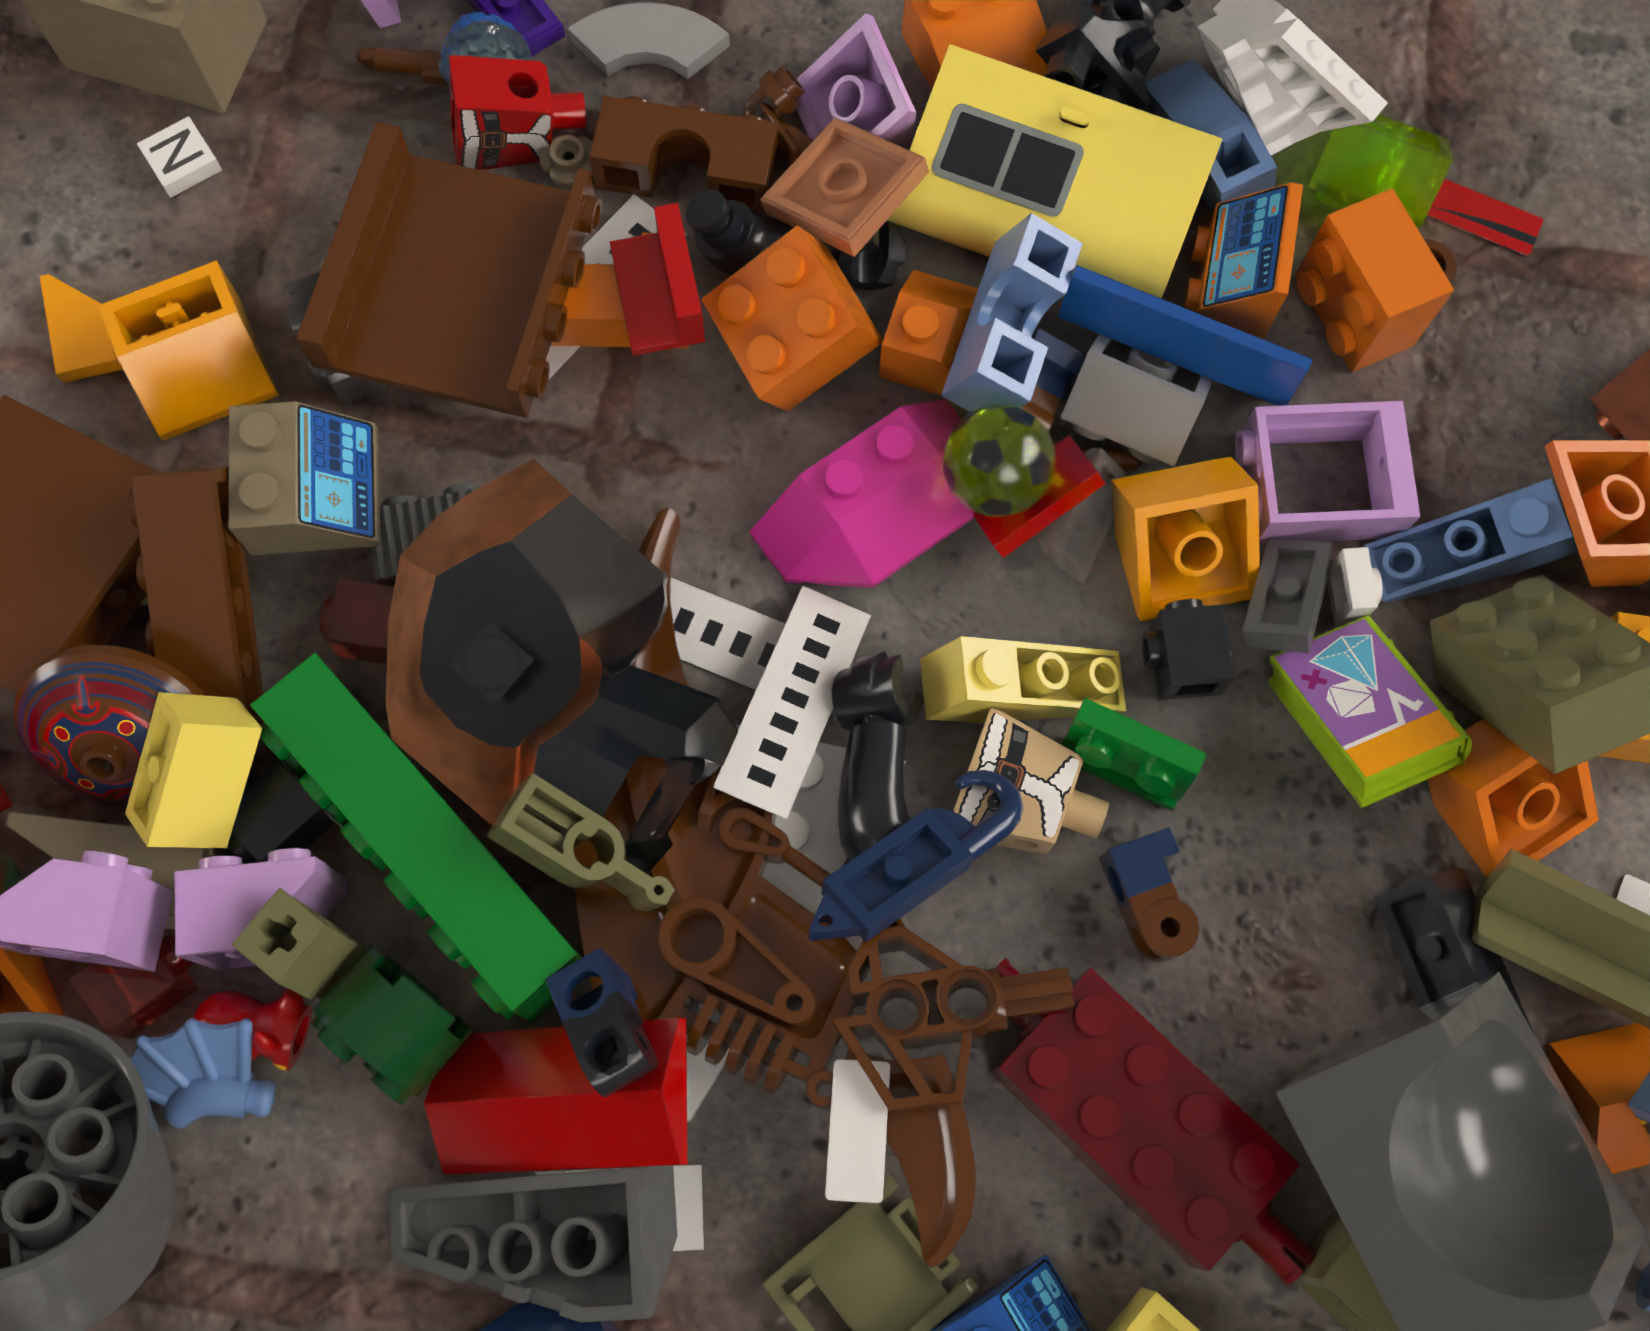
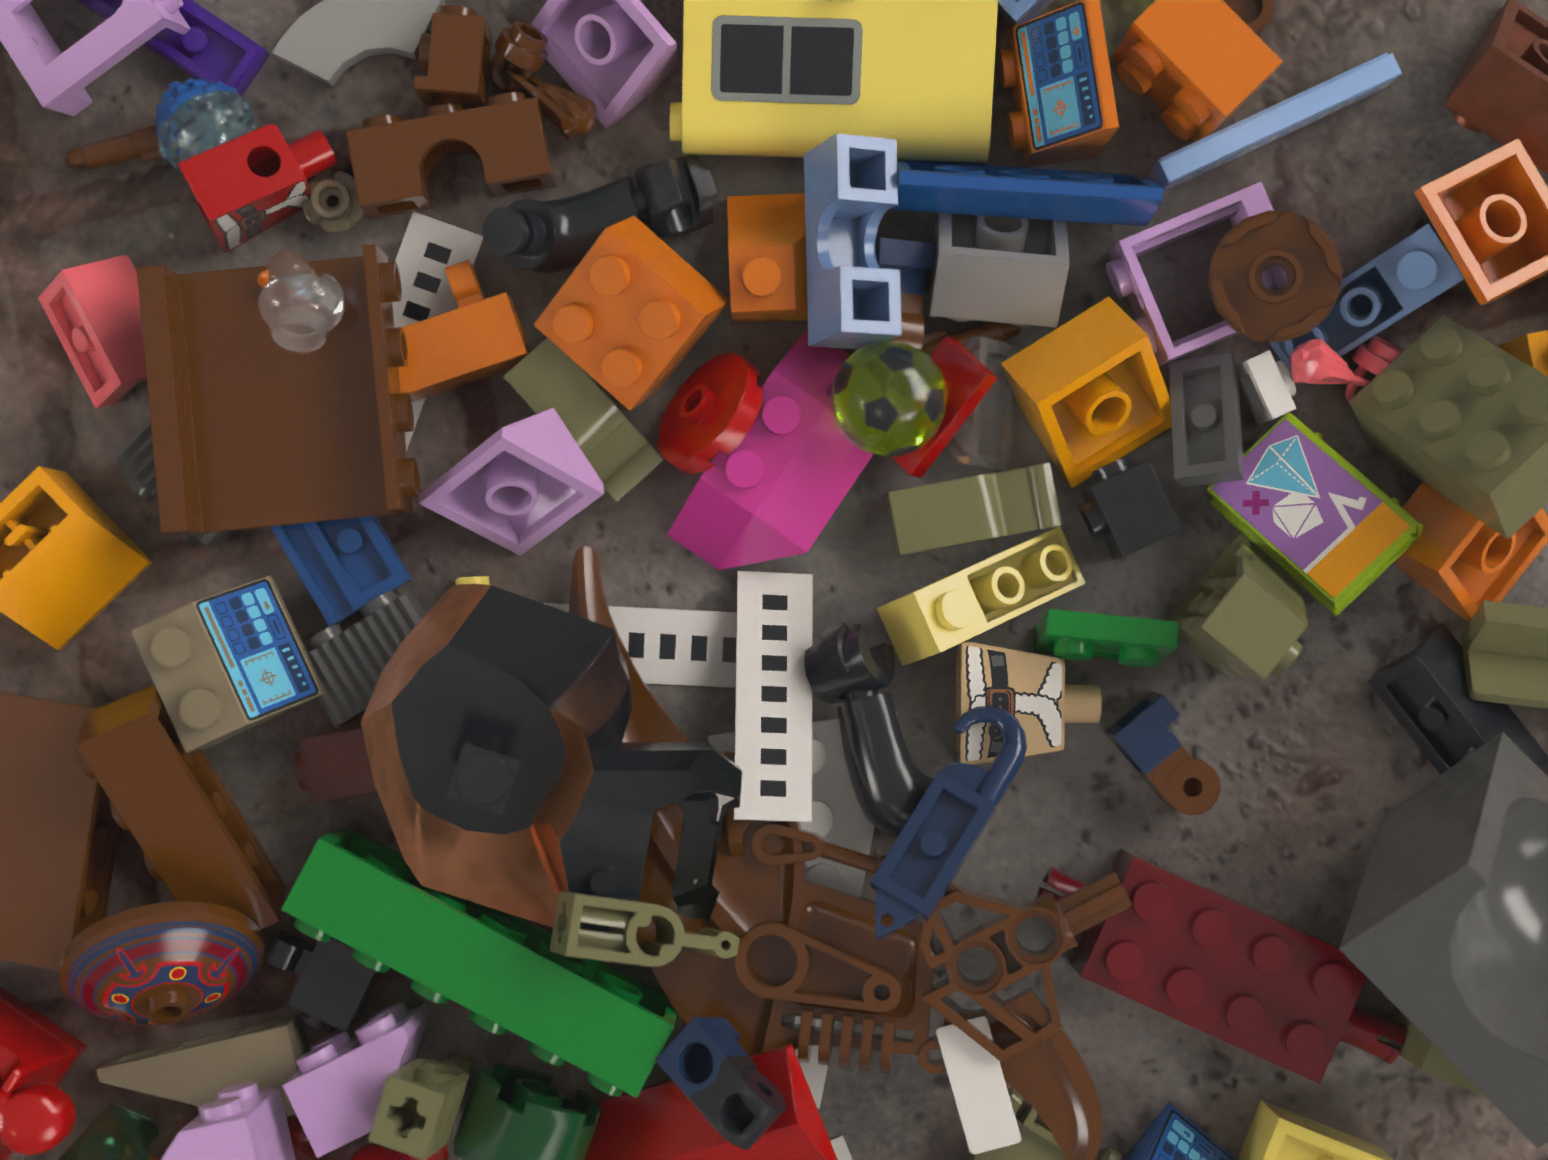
camera: 20 degrees left, 15 degrees up
(192, 771) = (253, 984): light yellow panel -> none
(317, 184) = (99, 325): none -> coral panel
(445, 443) = (343, 563): none -> blue plate
(504, 202) = (298, 302): none -> clear animal
(629, 423) = (518, 484): none -> lavender slope
(658, 286) = (486, 330): red panel -> none
(716, 406) = (606, 437): none -> olive piece
(721, 76) = (455, 58): none -> reddish brown brick
(830, 426) = (710, 413): none -> red plate
(845, 186) = (631, 147): nougat tile -> none
(1039, 602) = (973, 509): none -> olive piece
(1263, 774) = (1243, 614): none -> olive wedge
(1397, 448) = (1281, 241): none -> reddish brown plate
(1410, 576) = (1319, 364): none -> coral piece
(1428, 366) = (1275, 122): none -> light blue tile

